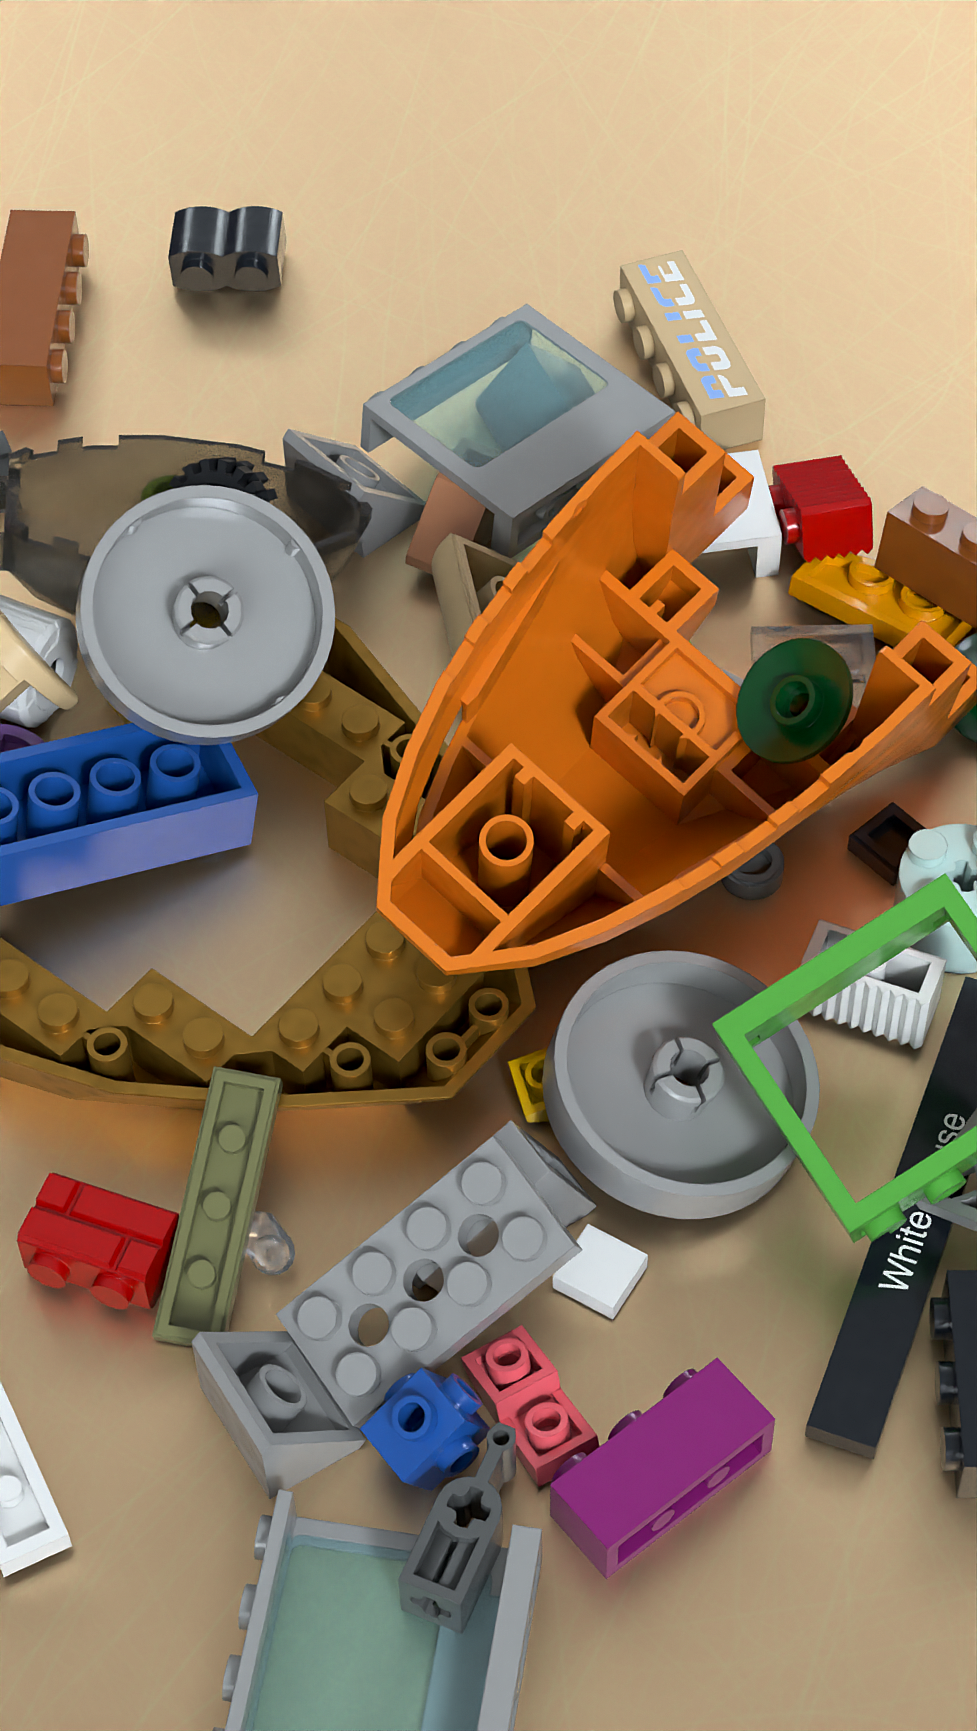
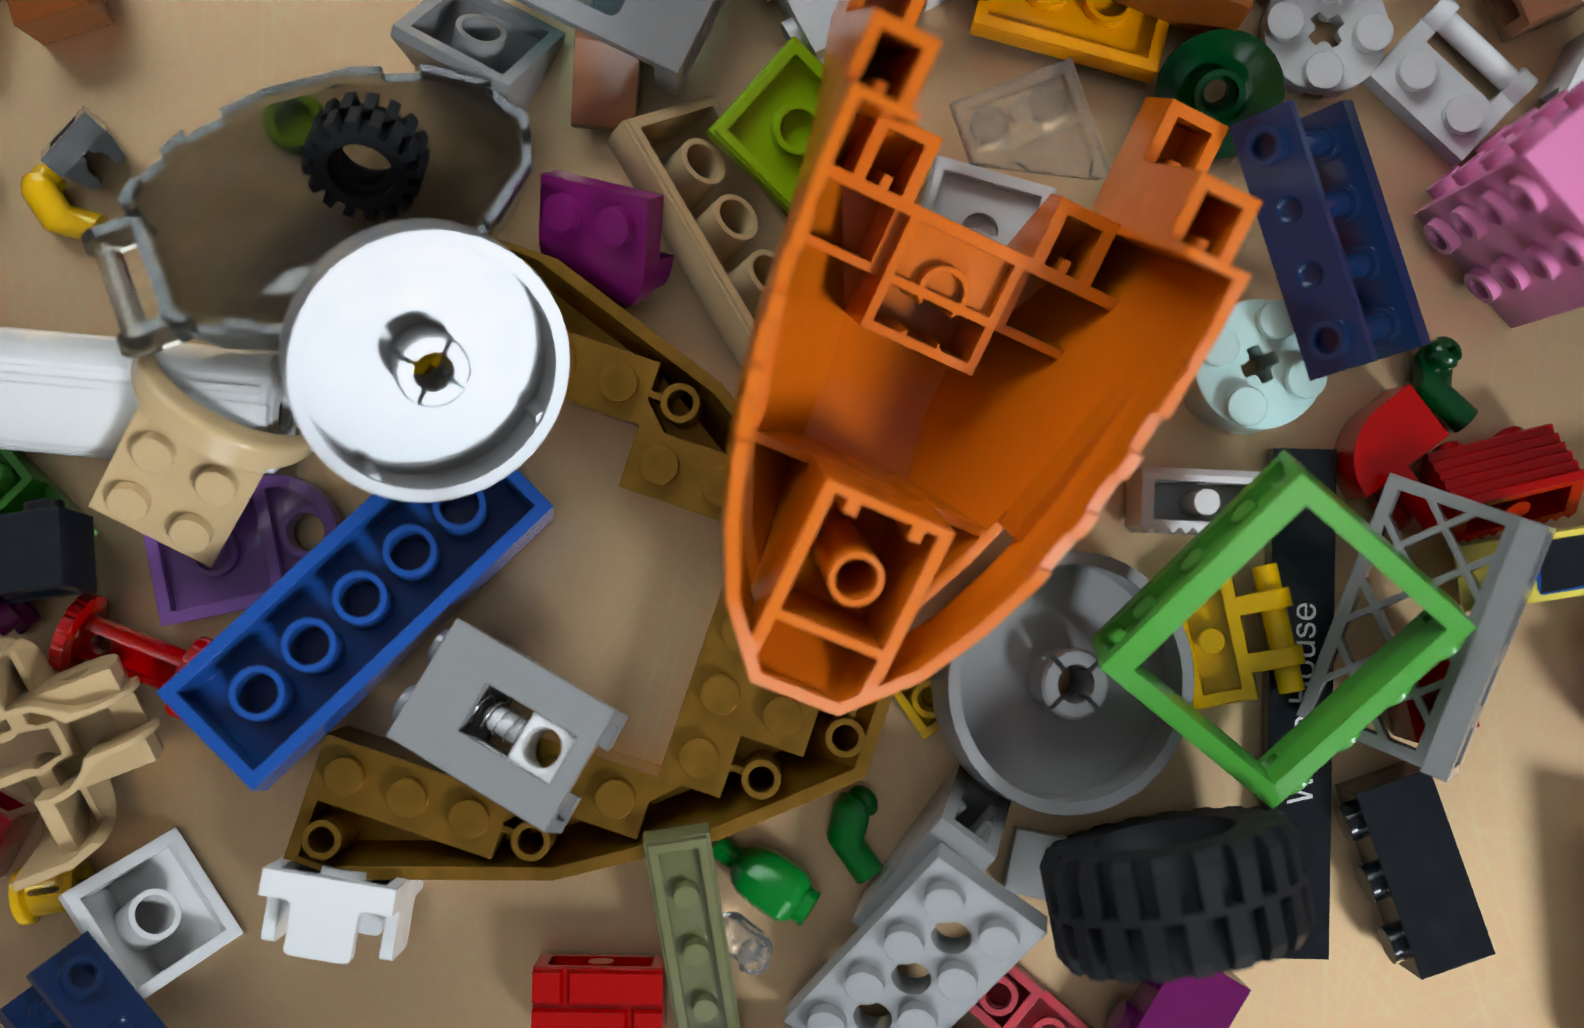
camera: 15 degrees left, 35 degrees up
(134, 931) = (468, 699): none -> light grey brick
(318, 1194) = (768, 880): none -> green plant
(402, 622) = (604, 234): none -> magenta slope
(422, 1162) = (847, 832): none -> green arm
(721, 1251) = (1178, 894): none -> black tyre
(778, 689) = (1043, 278): dark green dish -> none
(853, 1107) = (1220, 646): none -> yellow plate

